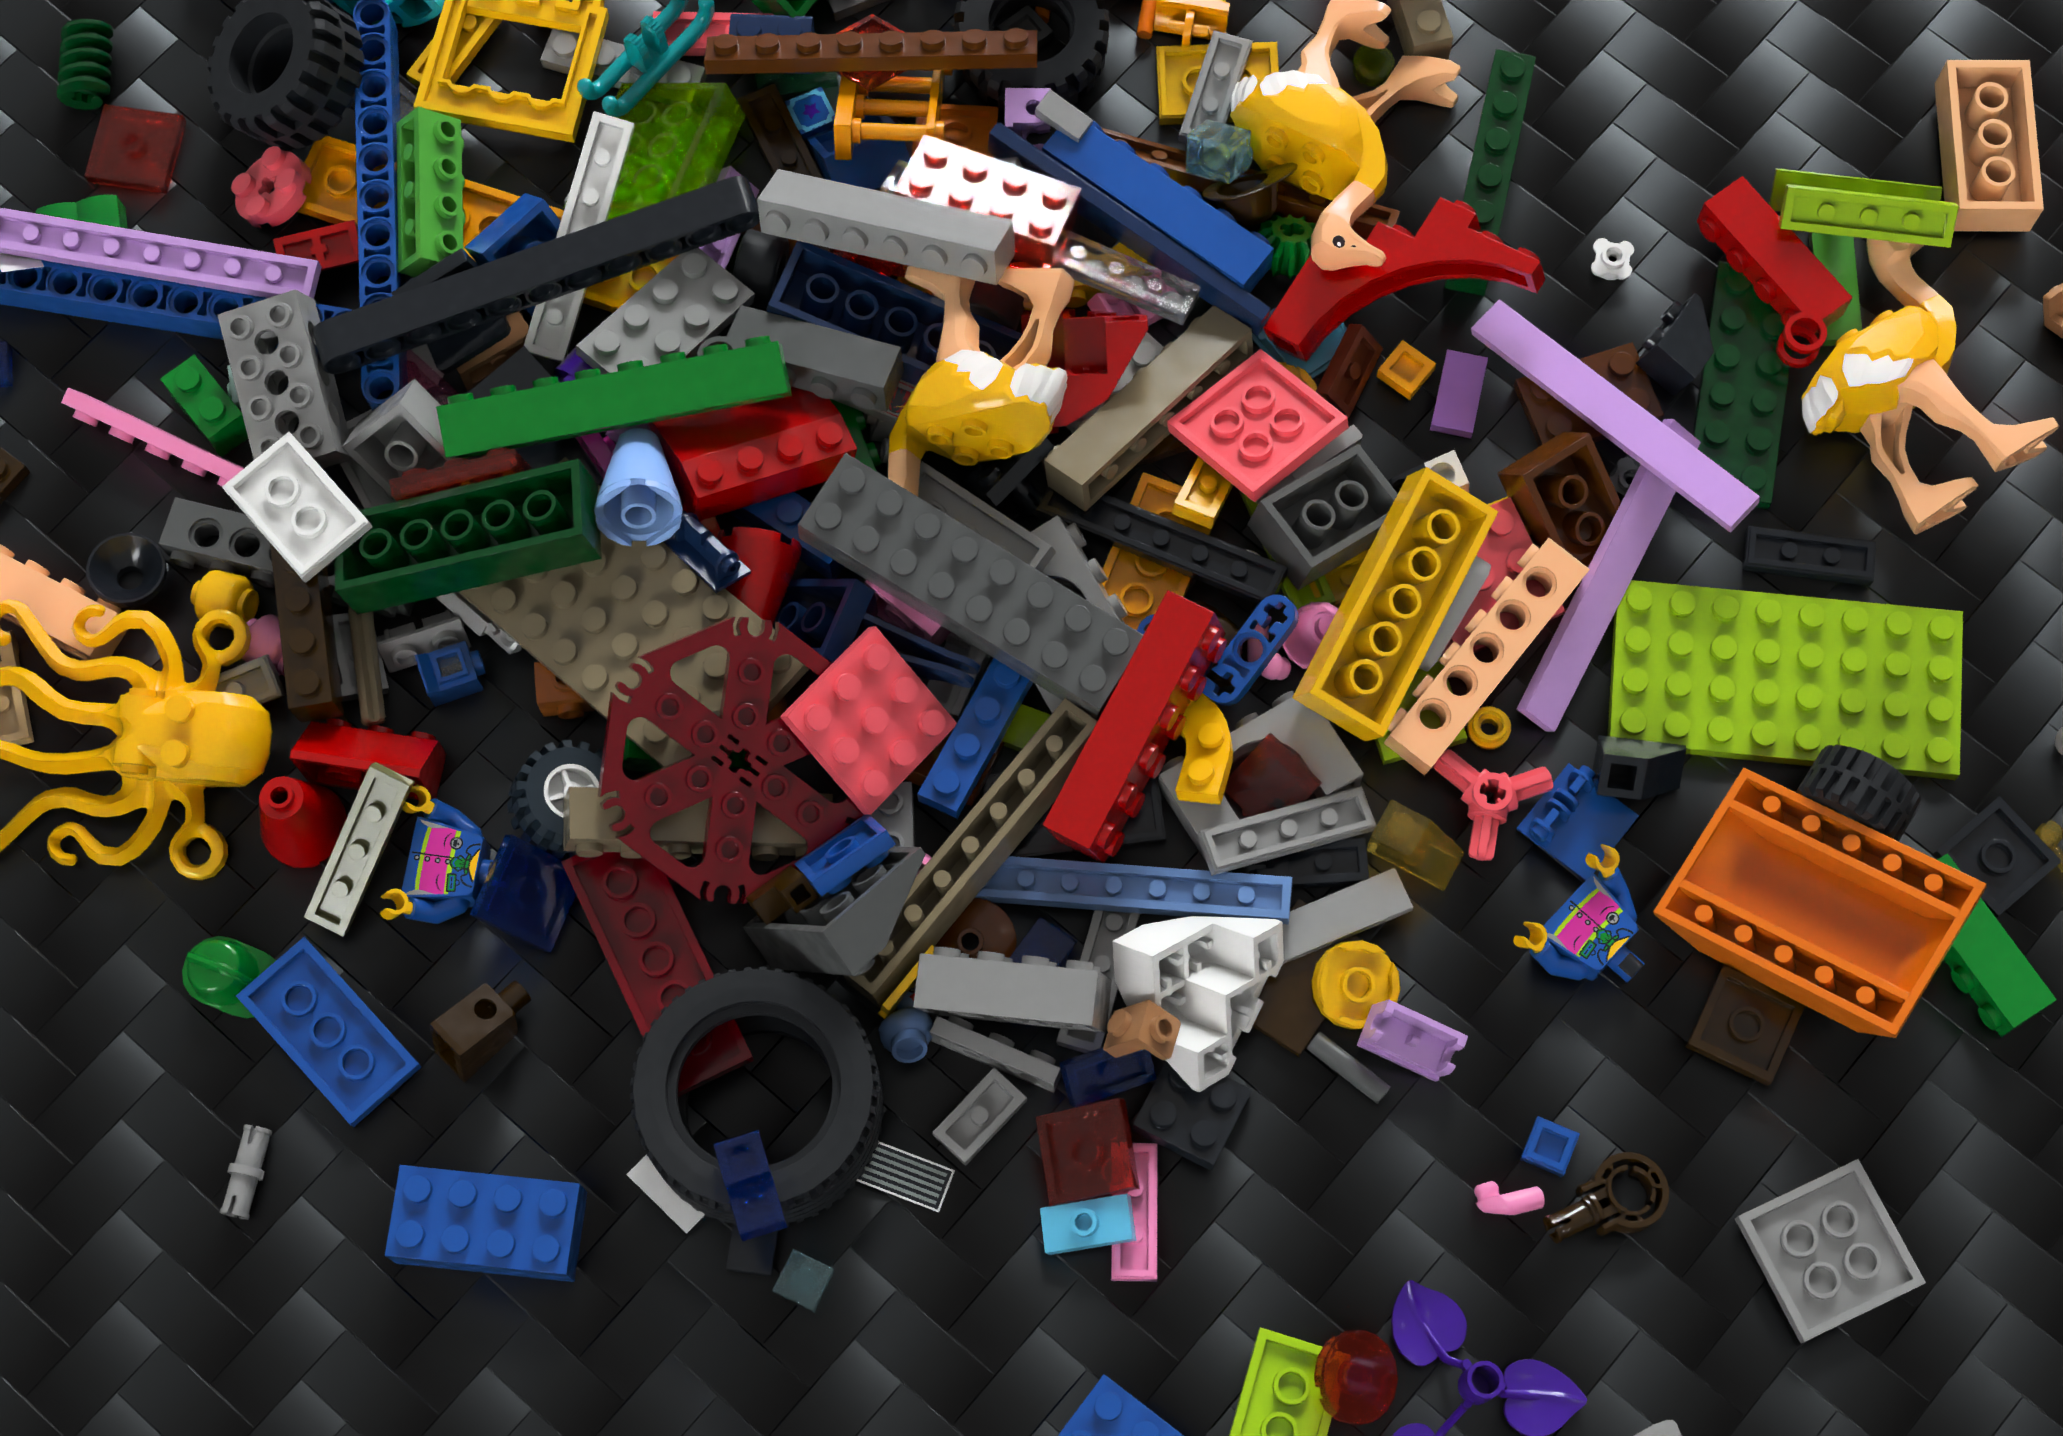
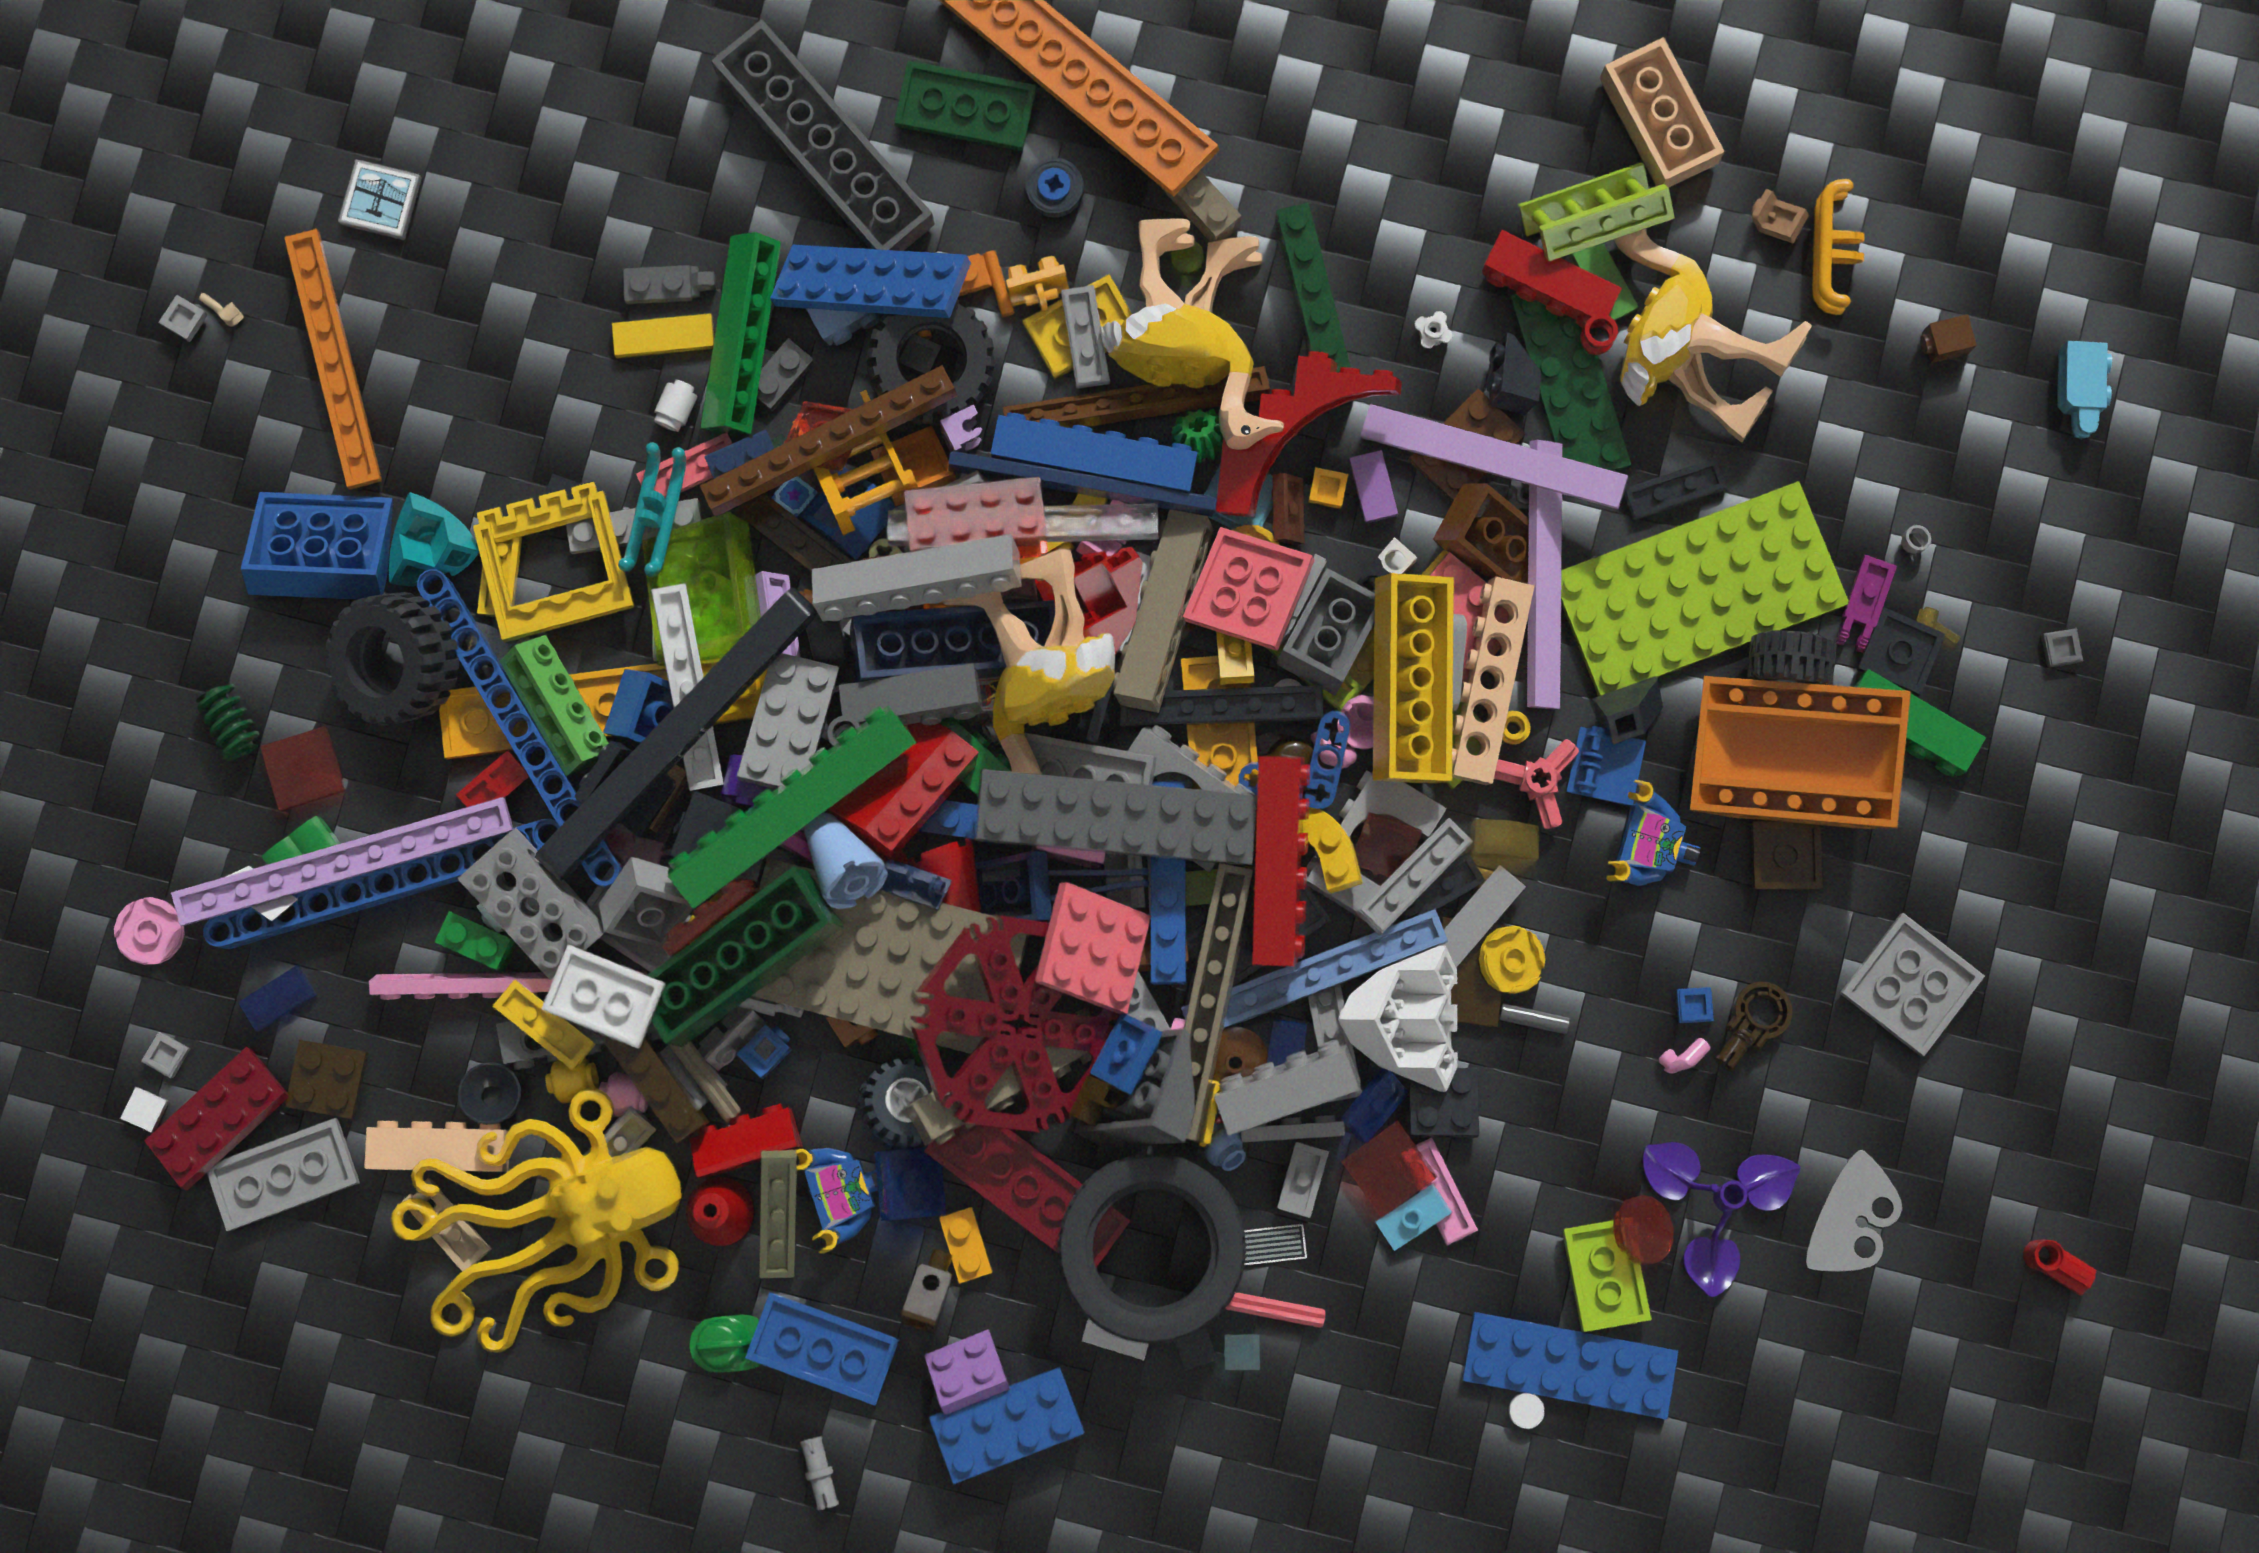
camera: 30 degrees left, 10 degrees up
(223, 520) = (547, 1029): none -> yellow plate
(273, 170) = (412, 749): coral plate -> none
(473, 1138) = (966, 1372): none -> medium lavender plate
(554, 998) = (965, 1245): none -> light orange plate
(750, 1185) = (1188, 1317): clear blue slope -> none
(870, 1252) = (1277, 1310): none -> coral axle
(1063, 116) = (995, 423): light grey piece -> none
(1140, 1028) = (1387, 1070): medium nougat bracket -> none
(1204, 152) = (1116, 389): clear light blue brick -> none
(1252, 196) = (1155, 413): dark brown piece -> none
(1411, 1039) = (1568, 981): lavender hinge -> none
(1982, 779) = (1866, 599): none -> magenta hinge

